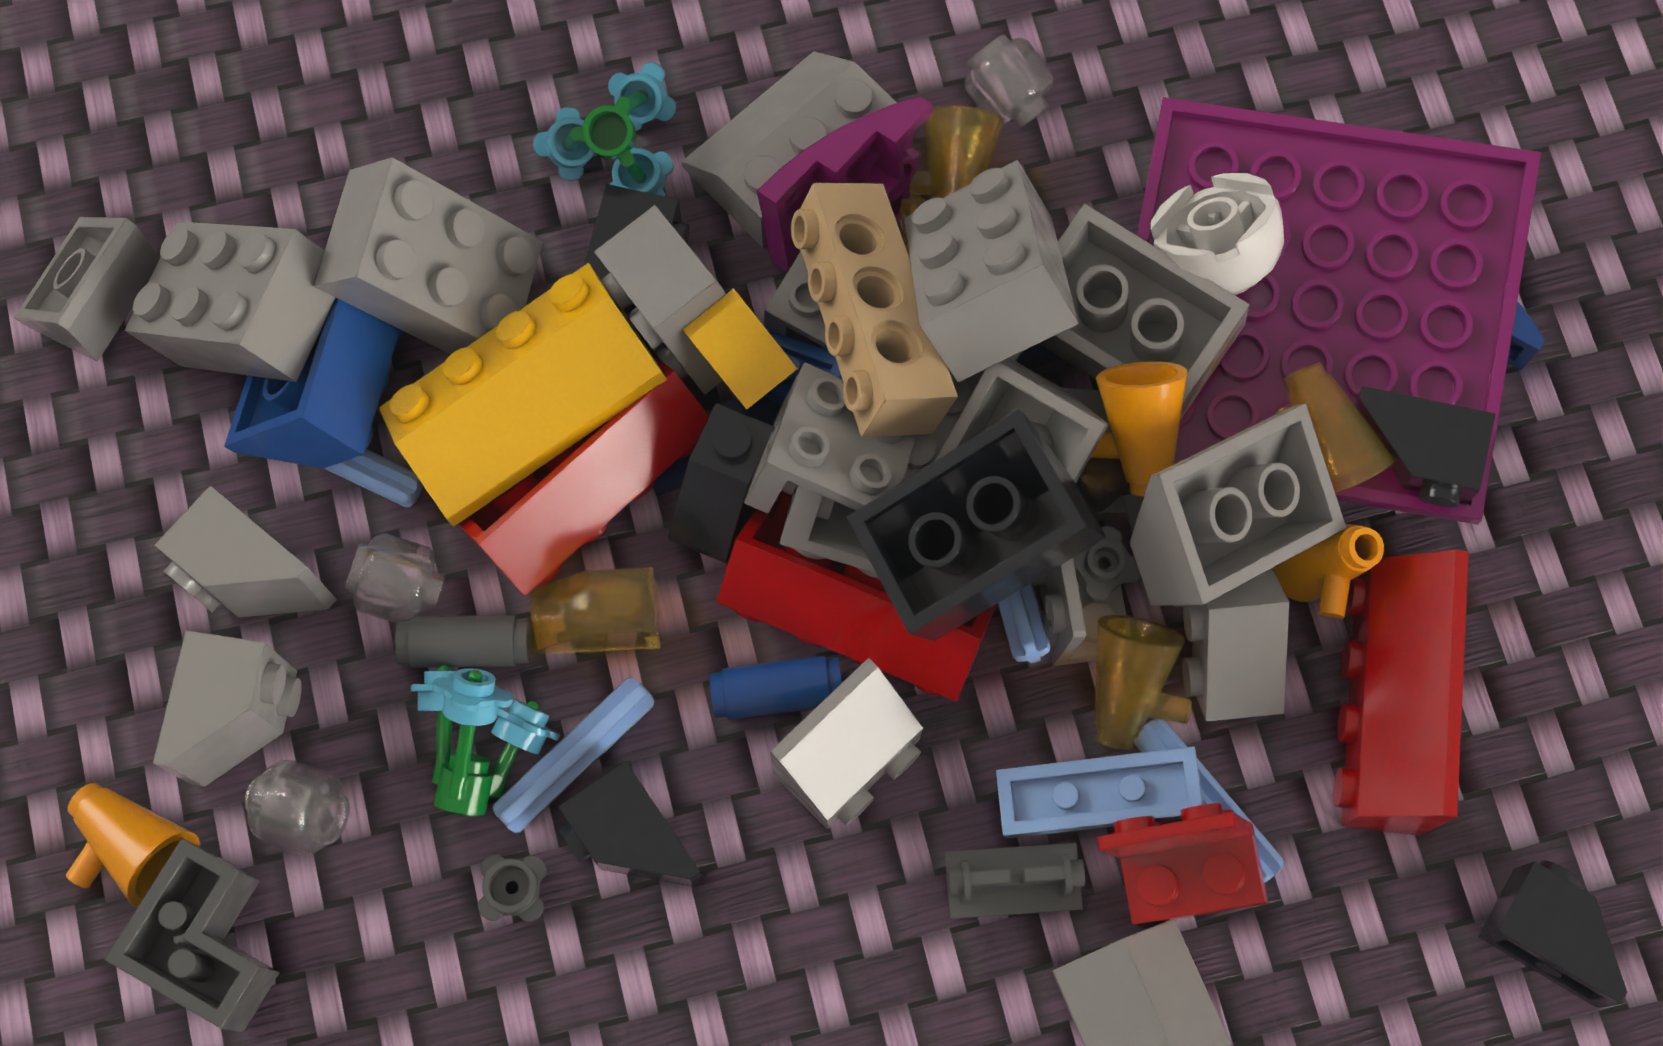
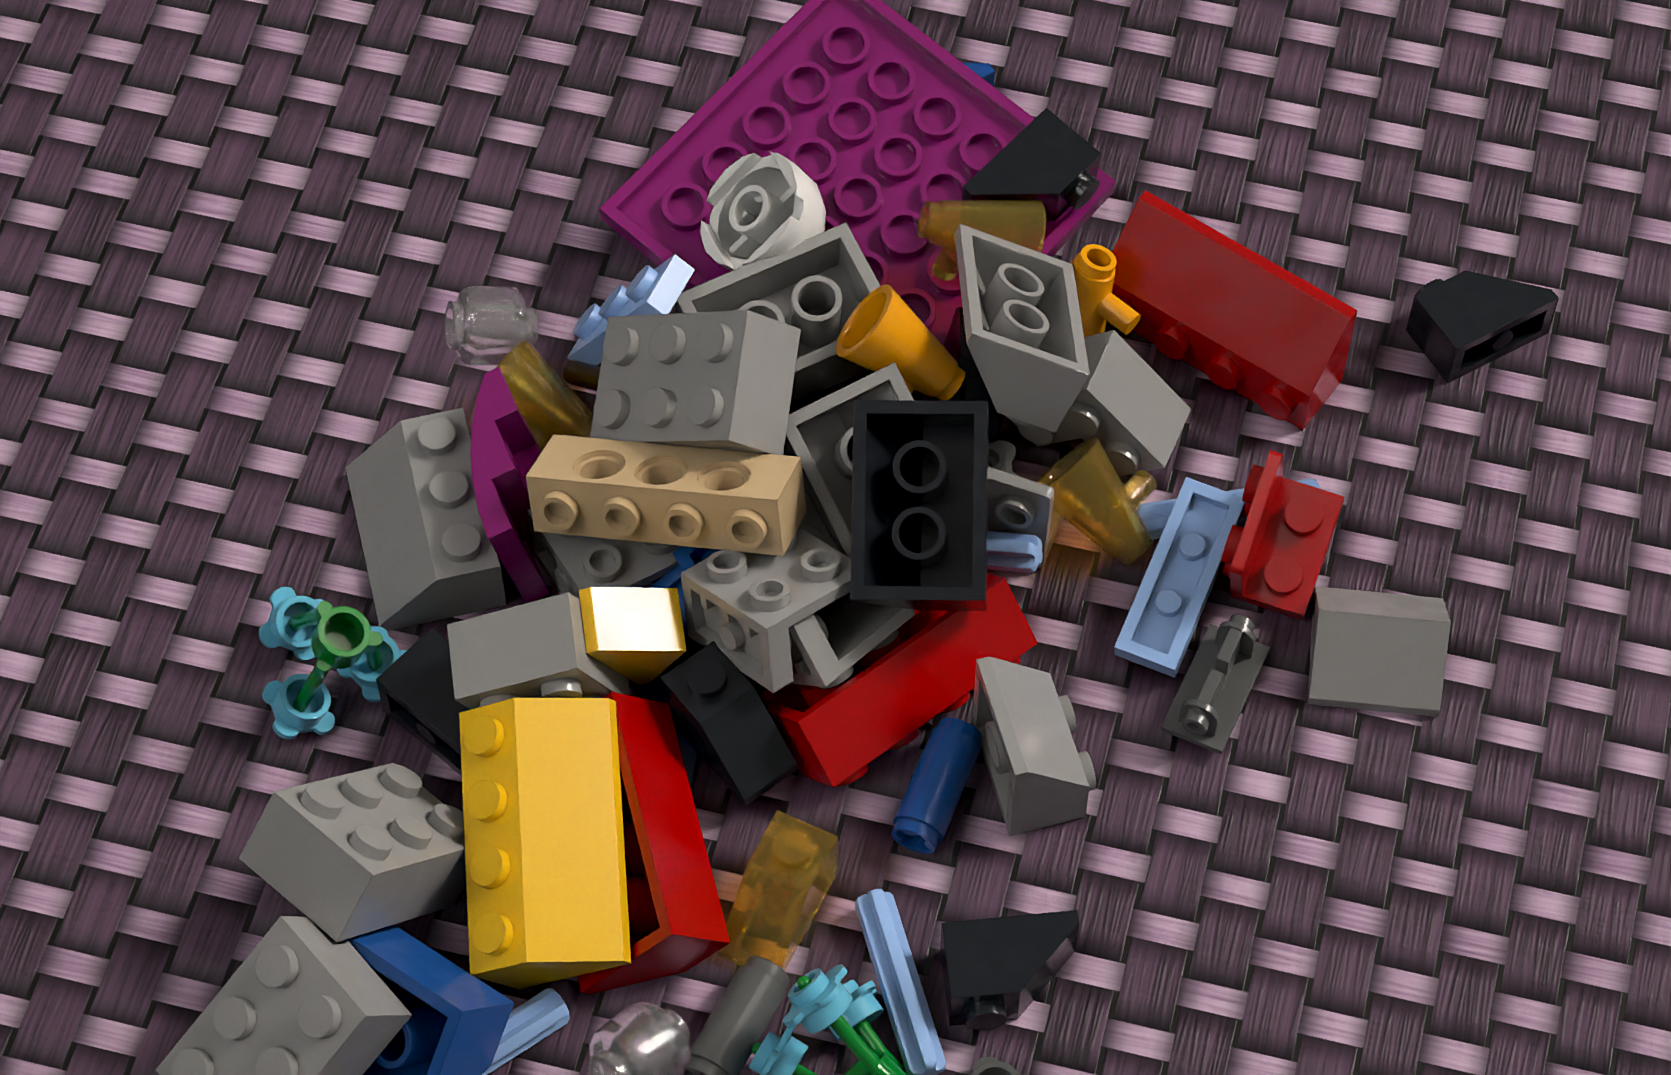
camera: 60 degrees left, 15 degrees down
(1069, 179) = (648, 294): none -> light blue plate

